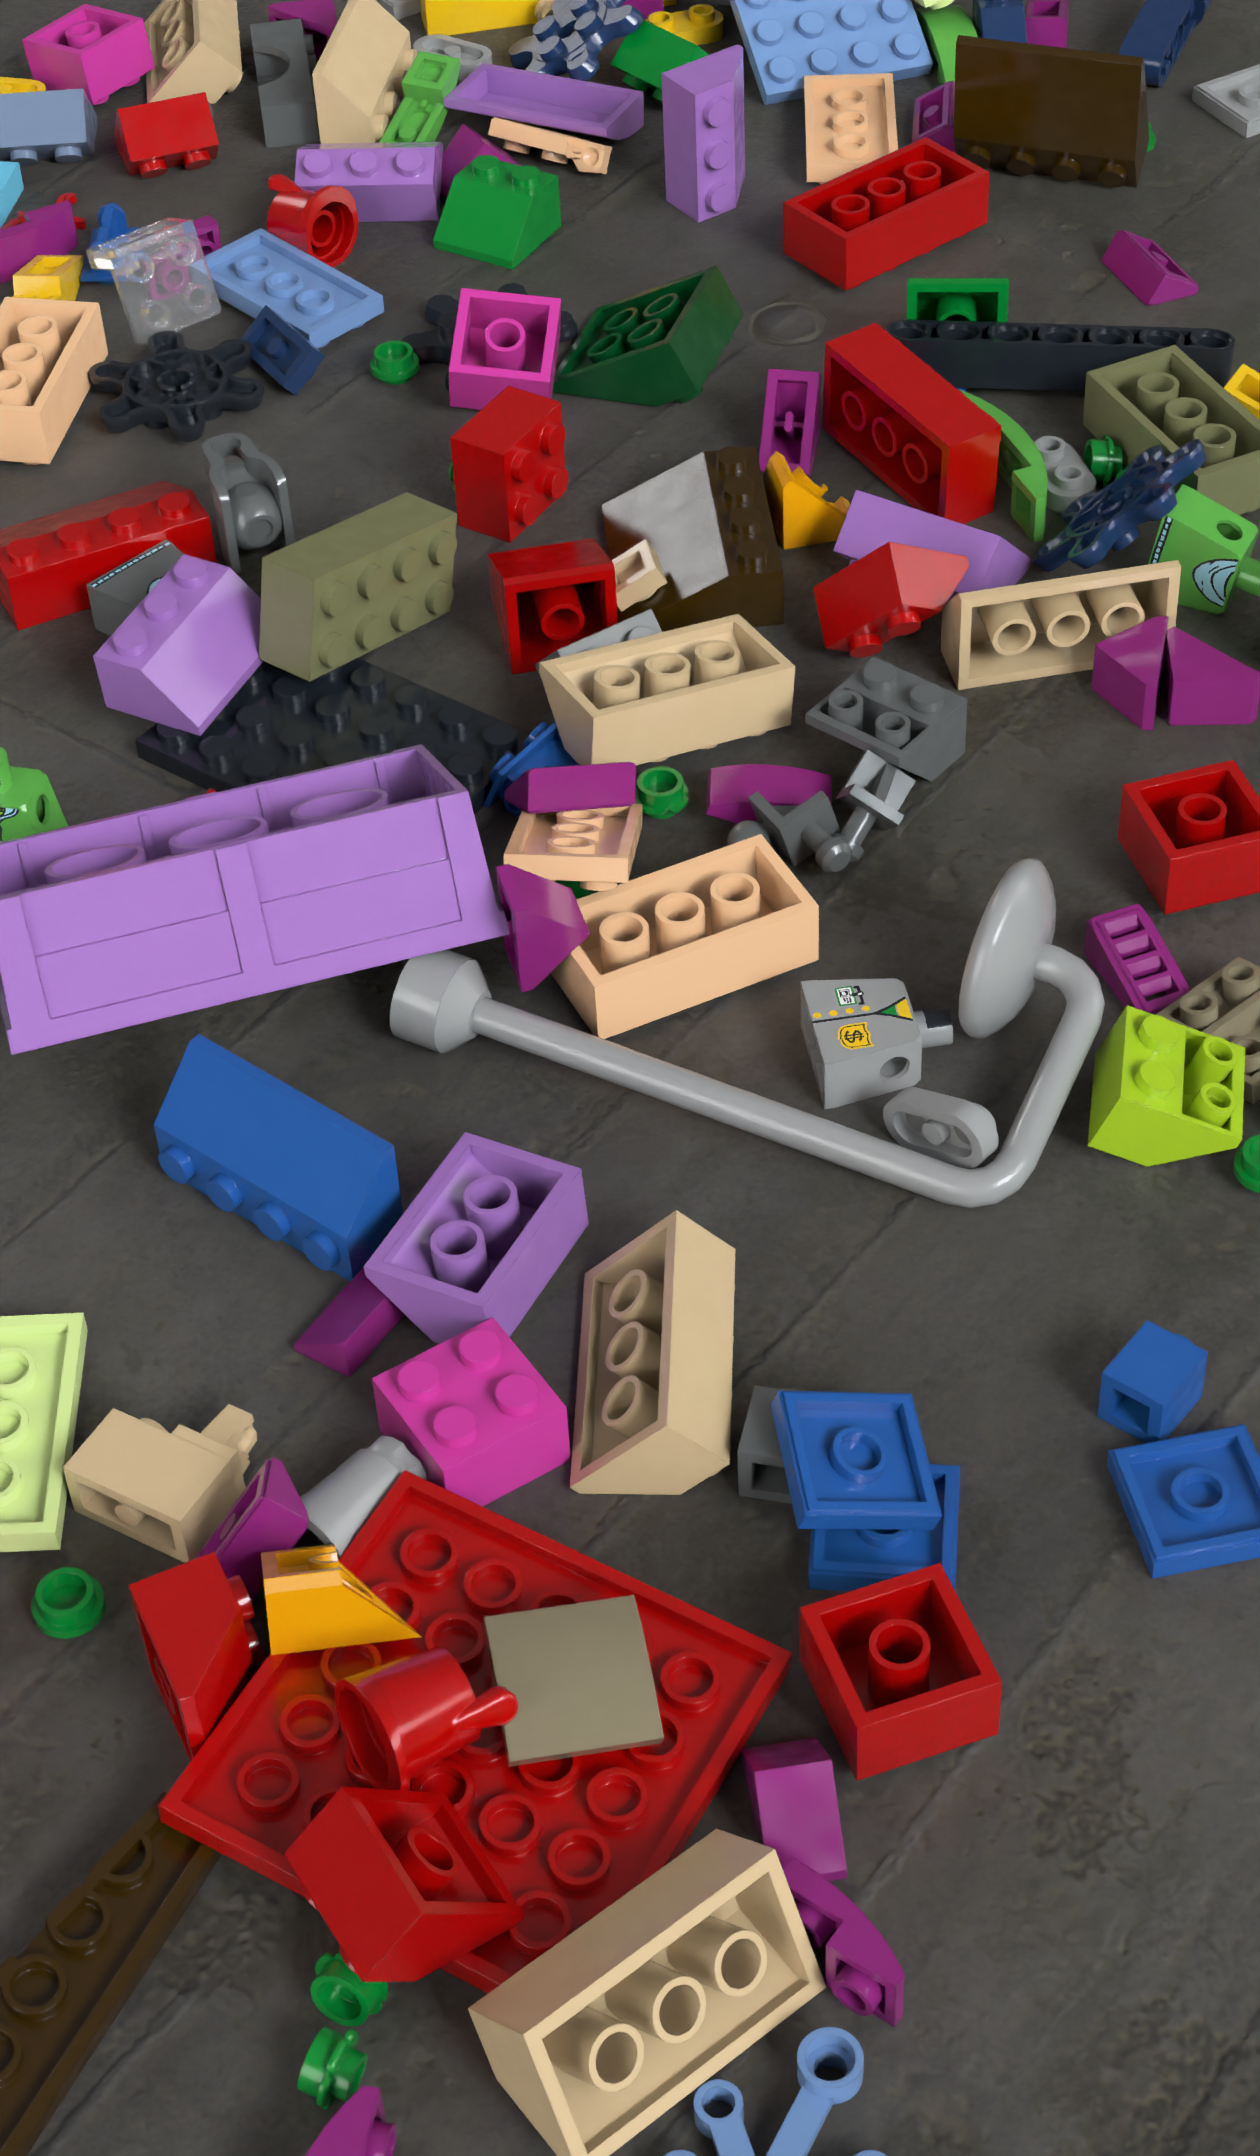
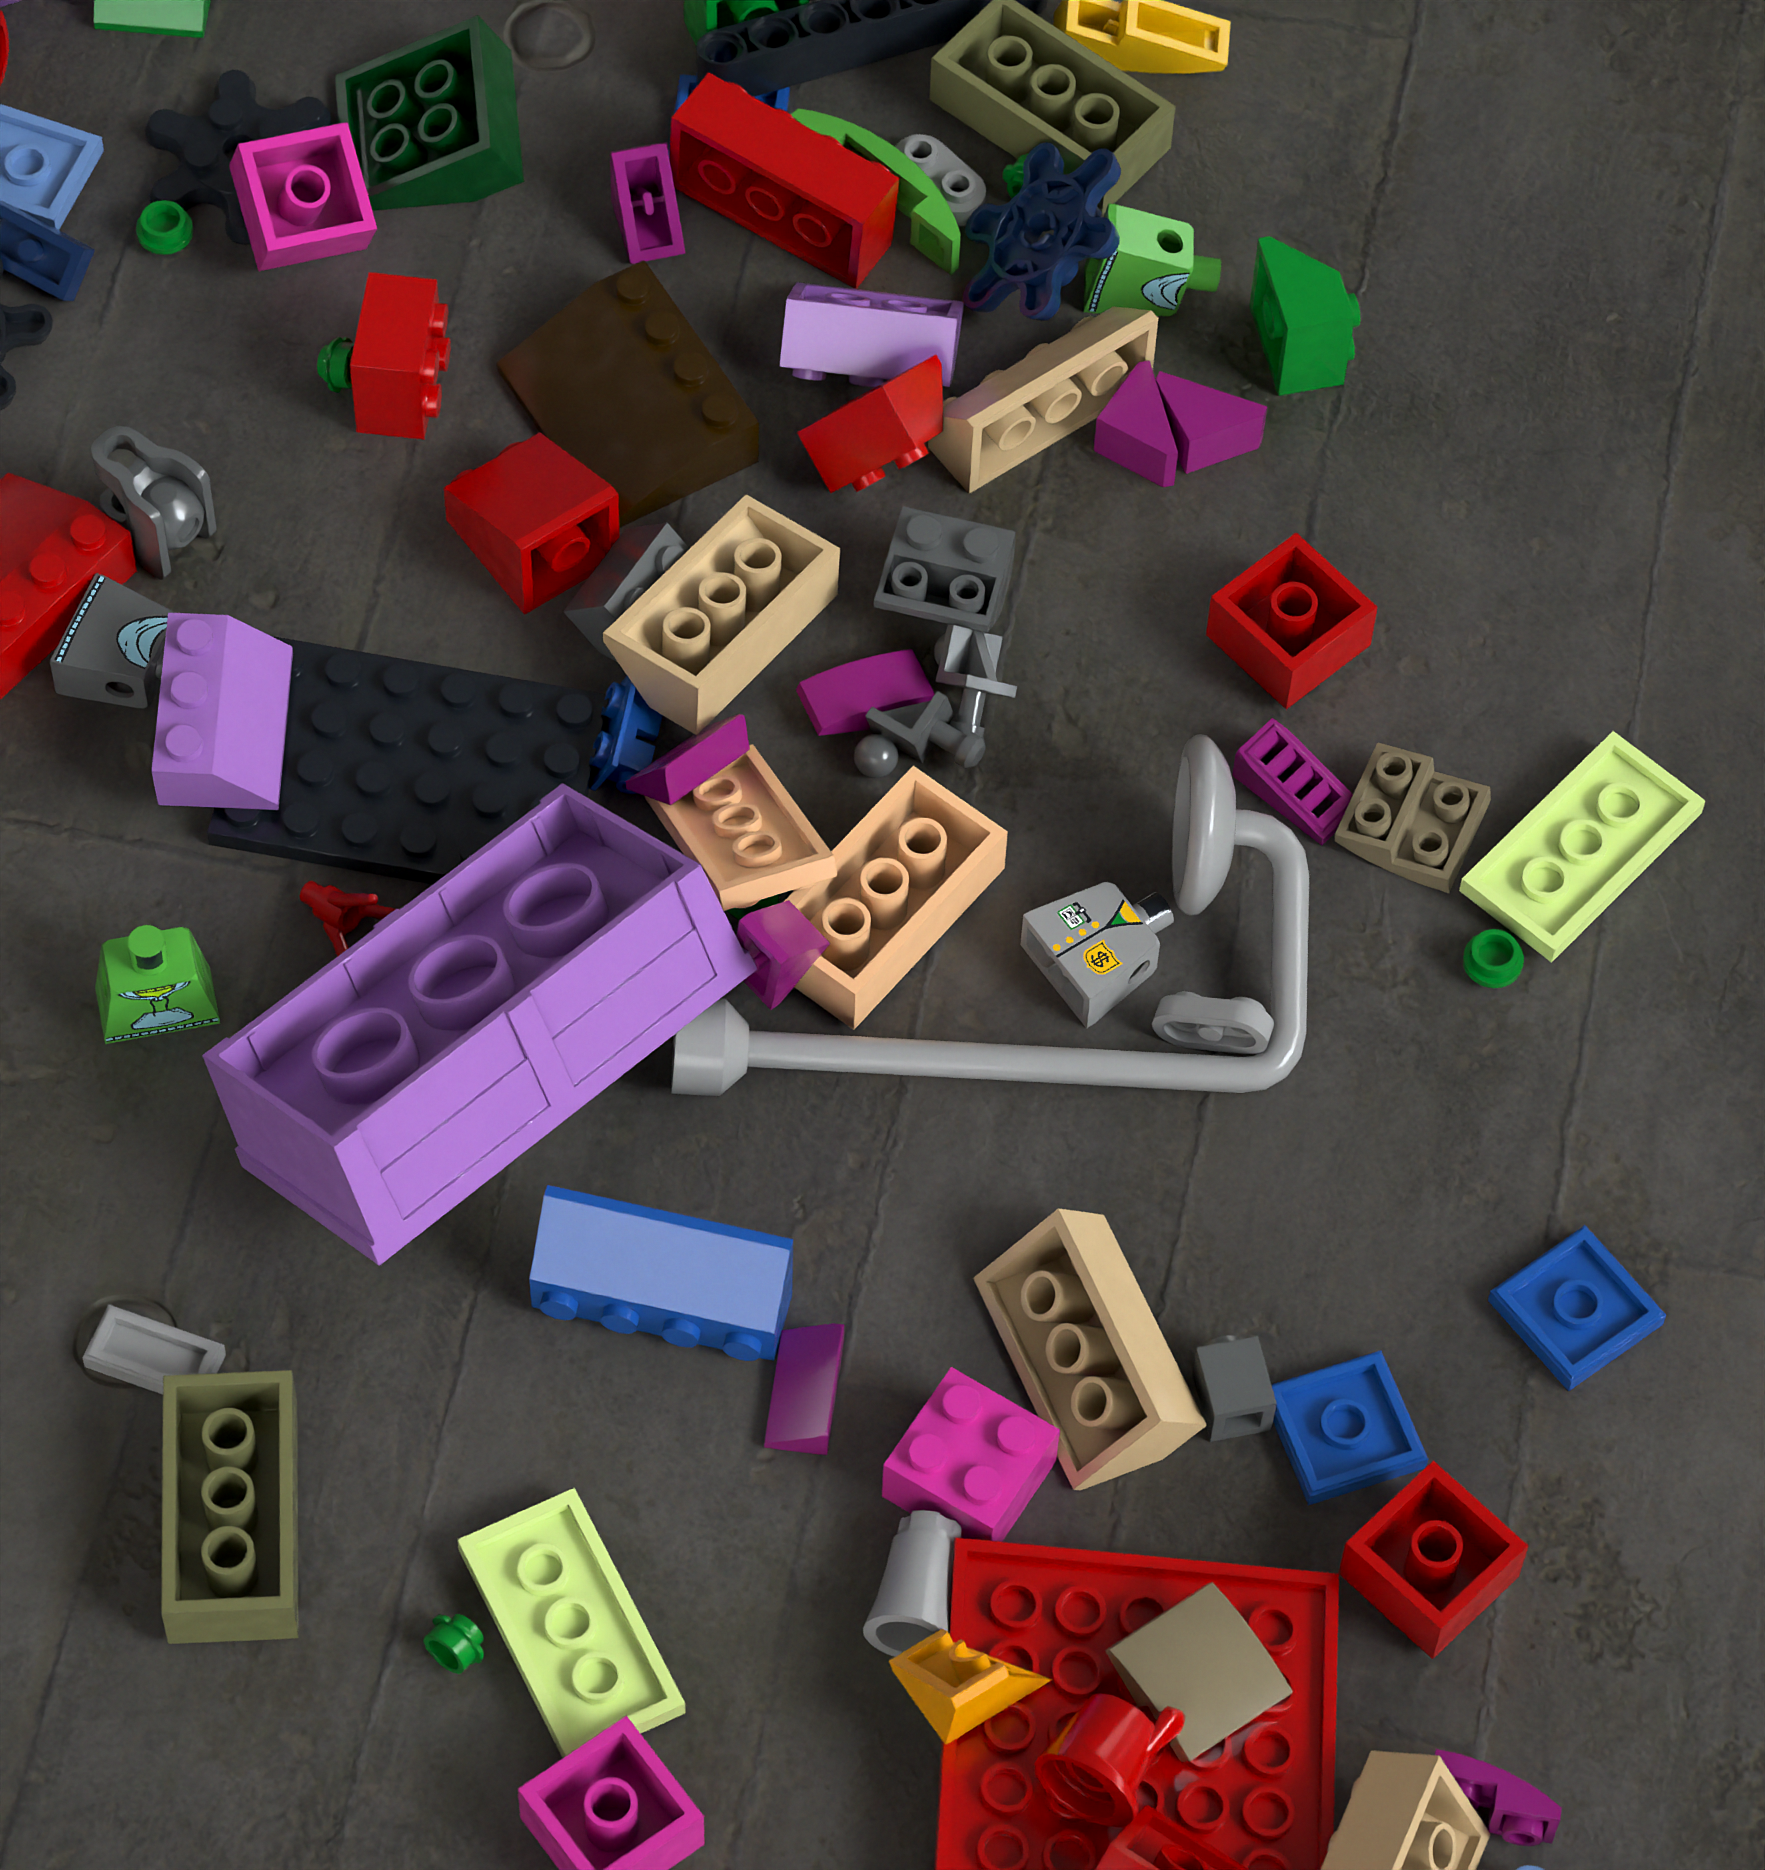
camera: 30 degrees left, 15 degrees up
(67, 1603) = (727, 1760): green plate -> none
(161, 1483) = (739, 1624): tan hinge -> none
(197, 1643) = (884, 1771): red slope -> none
(261, 1520) = (855, 1651): magenta slope -> none
(356, 585) = (354, 583): olive brick -> none
(480, 1238) = (886, 1290): medium lavender slope -> none
(637, 574) = (608, 457): tan plate -> none
(661, 792) = (767, 712): green plate -> none
(796, 1804) = (1399, 1697): magenta slope -> none
(797, 506) = (717, 310): light orange slope -> none
(855, 1460) = (1311, 1386): blue tile -> none
(1103, 459) = (977, 148): green plate -> none
(1152, 1383) = (1500, 1216): blue brick -> none
(1165, 1091) = (1384, 917): lime slope -> none

